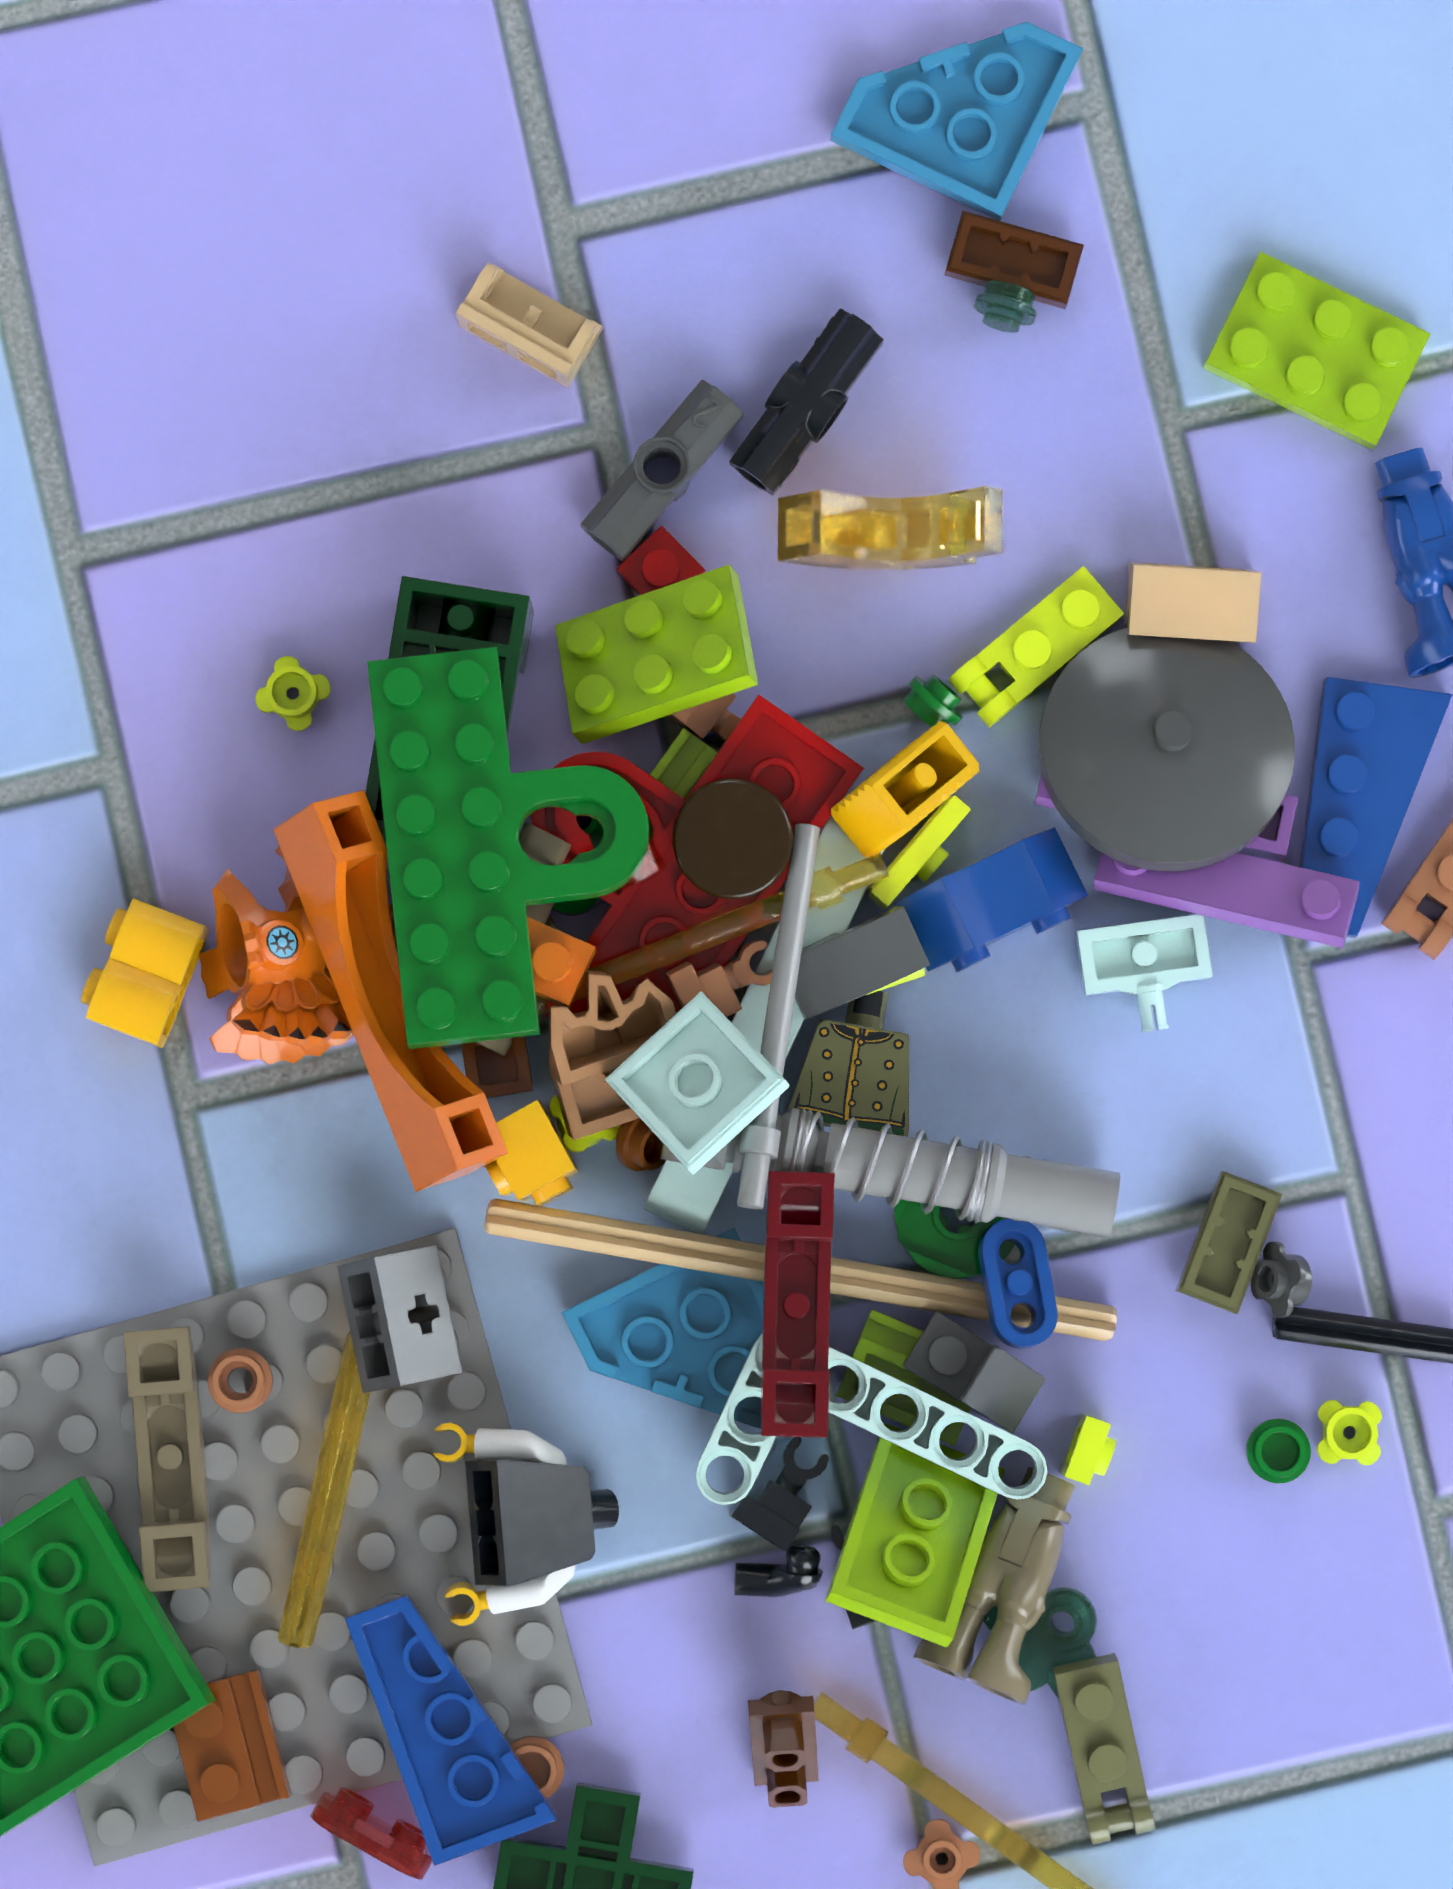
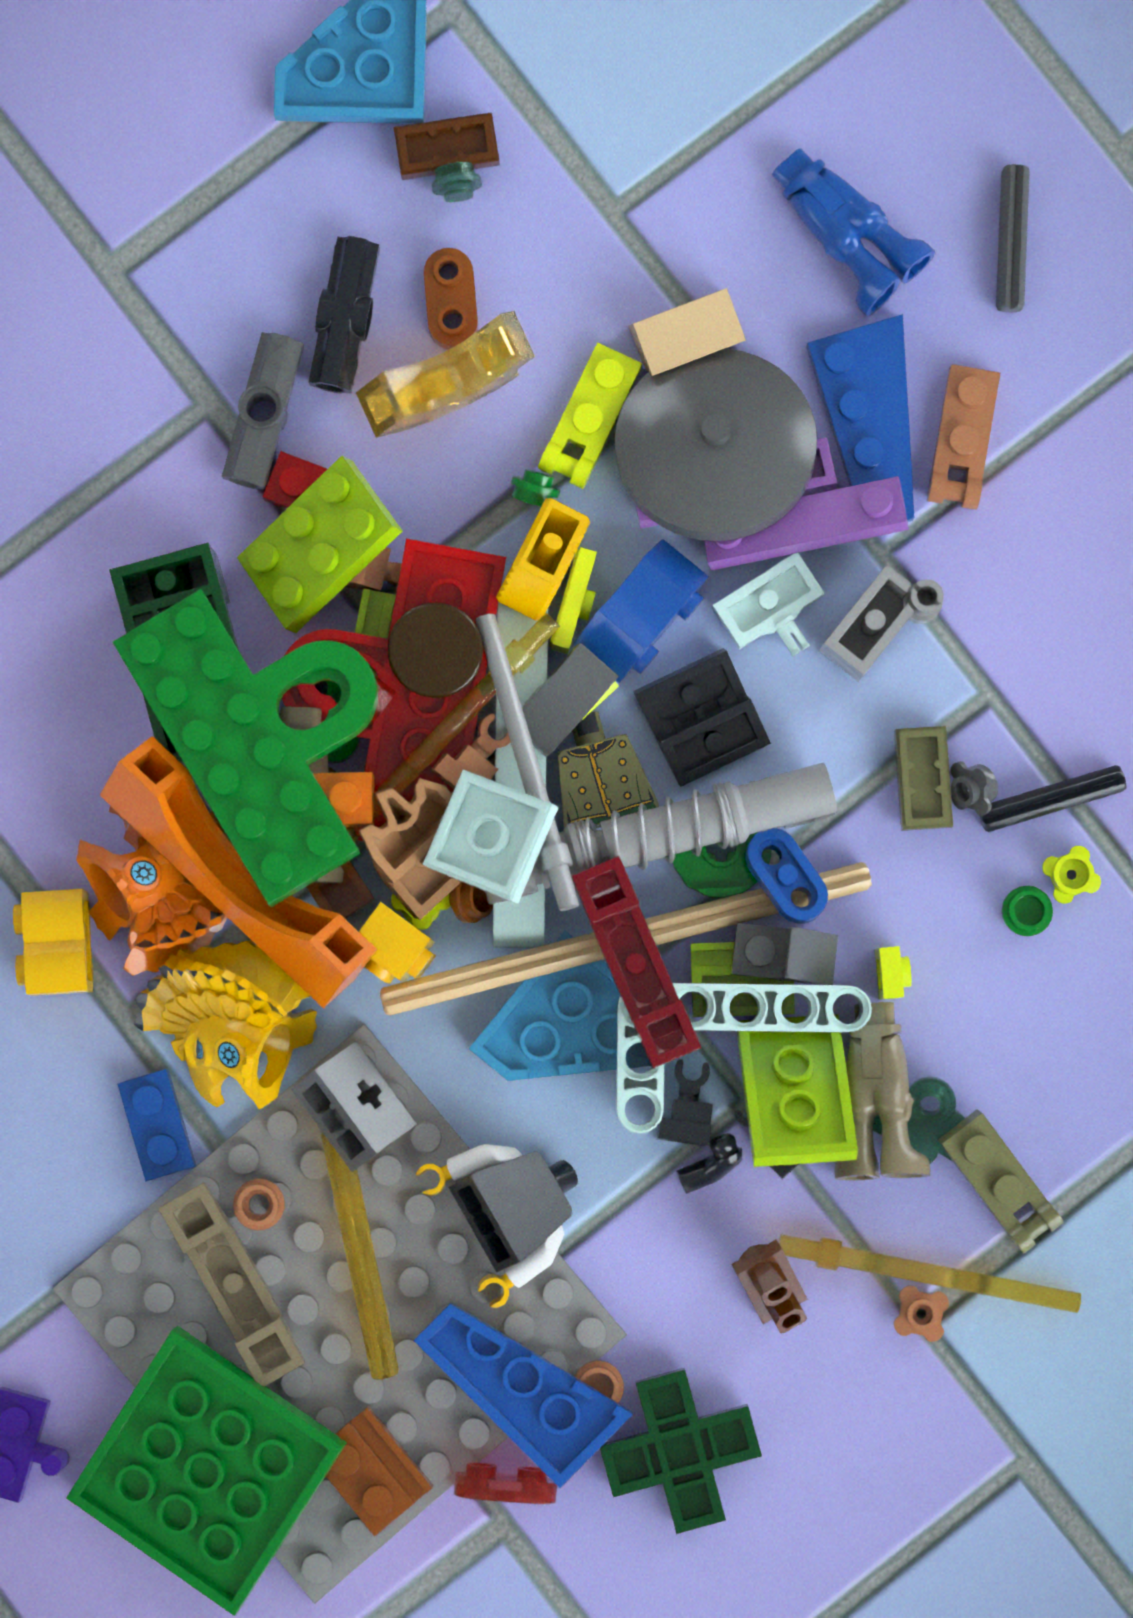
camera: 25 degrees left, 0 degrees up
(165, 1235) = (156, 1124): none -> blue plate
(290, 675) = (59, 683): neon yellow plate -> none
(303, 1142) = (224, 1012): none -> yellow piece
(527, 325) = (117, 351): tan hinge -> none
(938, 437) = (450, 297): none -> dark orange plate
(1005, 1054) = (702, 717): none -> black slope
(1261, 1035) = (879, 618): none -> light grey hinge
(1316, 351) = (693, 113): lime plate -> none

